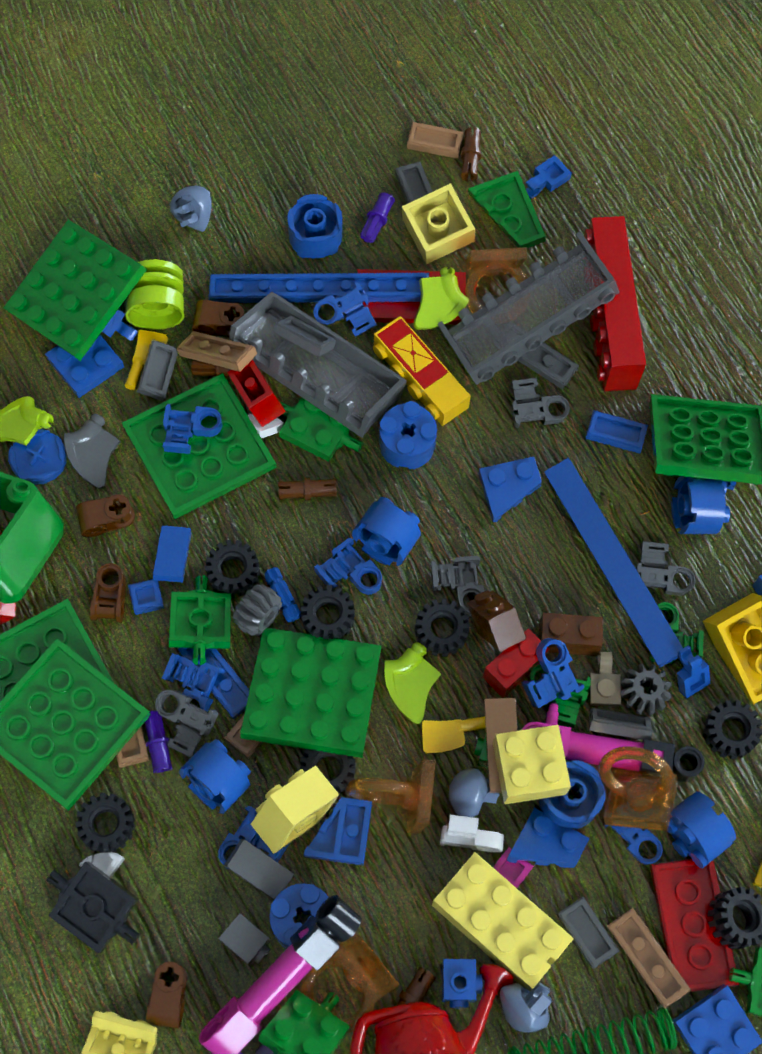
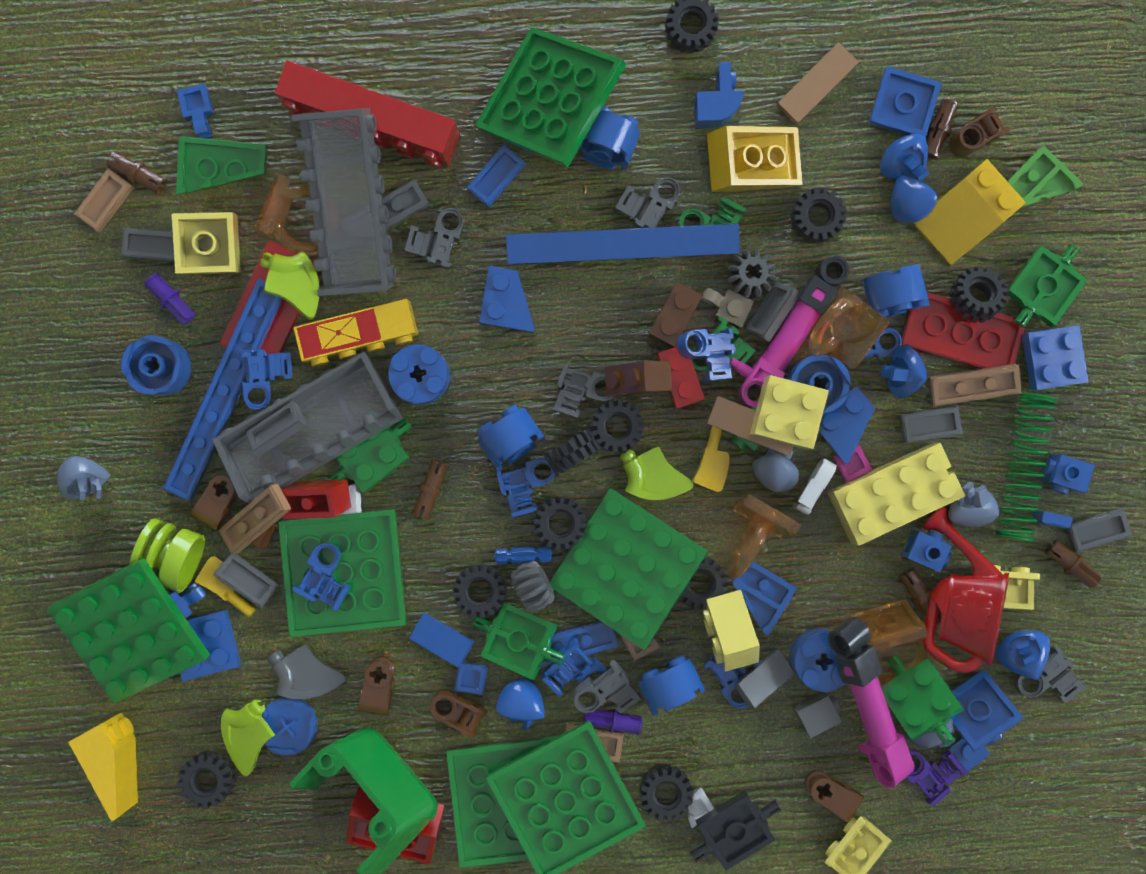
camera: 65 degrees left, 20 degrees up
(142, 645) = (521, 702): none -> blue piece
(399, 593) = (572, 452): none -> black tyre
(625, 878) = (904, 372): none -> blue piece
(693, 675) = (757, 226): blue plate -> none

